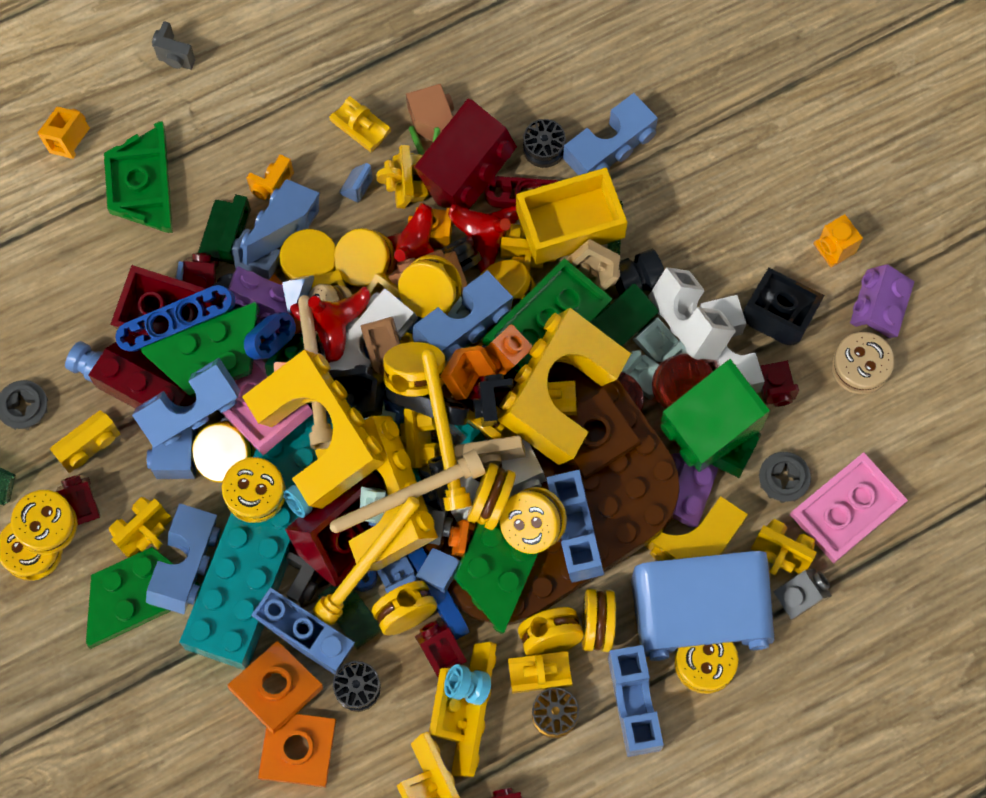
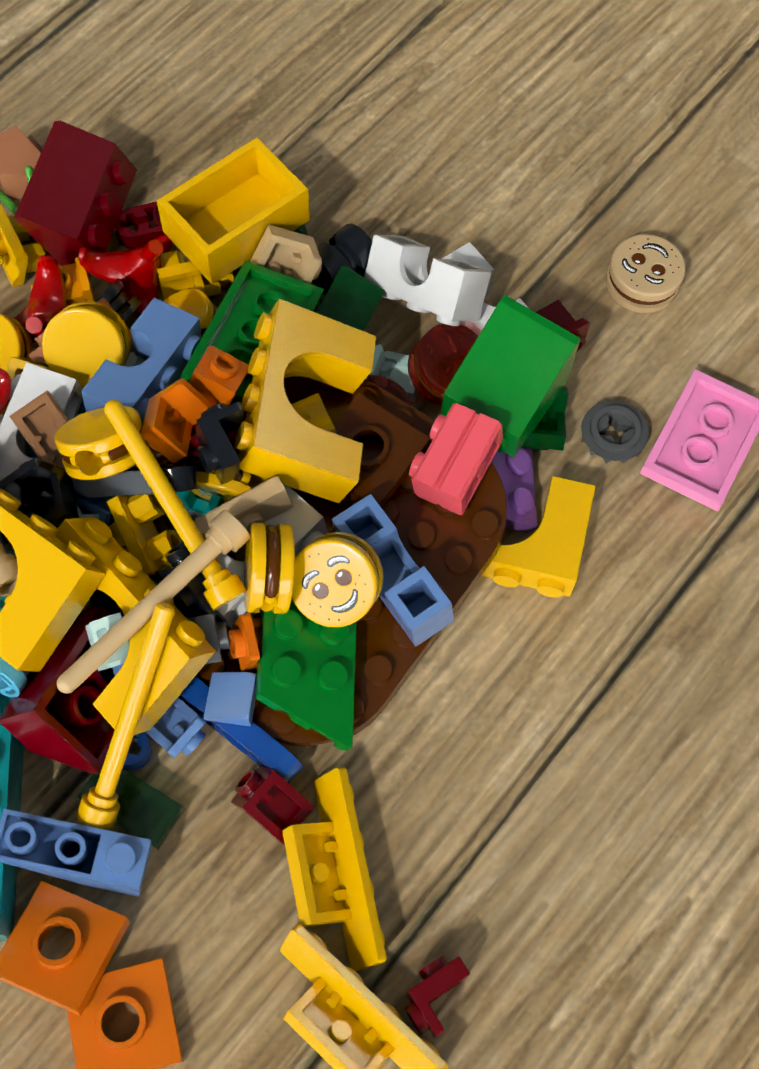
camera: 25 degrees left, 5 degrees down
(305, 582) = (53, 786): dark grey bracket -> none
(356, 686) = (176, 900): wheel -> none
(404, 608) = (202, 767): yellow head -> none
(466, 684) = (326, 837): medium azure wheel -> none
(539, 672) = (417, 783): yellow hips -> none
(544, 144) = (168, 144): black wheel -> none
(550, 631) = (410, 724): yellow head -> none
(555, 712) = (458, 829): wheel -> none
(599, 620) = (467, 685): yellow head -> none
(633, 125) = (264, 106): medium blue arch -> none
(633, 700) = (538, 747): medium blue arch -> none
(650, 462) = (456, 458): none -> coral brick
(658, 341) = (398, 330): light aqua slope -> none
(703, 602) = (586, 613): medium blue windscreen -> none
(706, 667) = (621, 686): yellow head -> none
(781, 307) = (526, 245): black slope -> none
(784, 551) = (654, 515): yellow hips -> none
(803, 592) = (699, 558): dark grey bracket -> none
(838, 241) = (557, 151): light orange brick -> none
(882, 300) = (634, 199): medium lavender bracket -> none

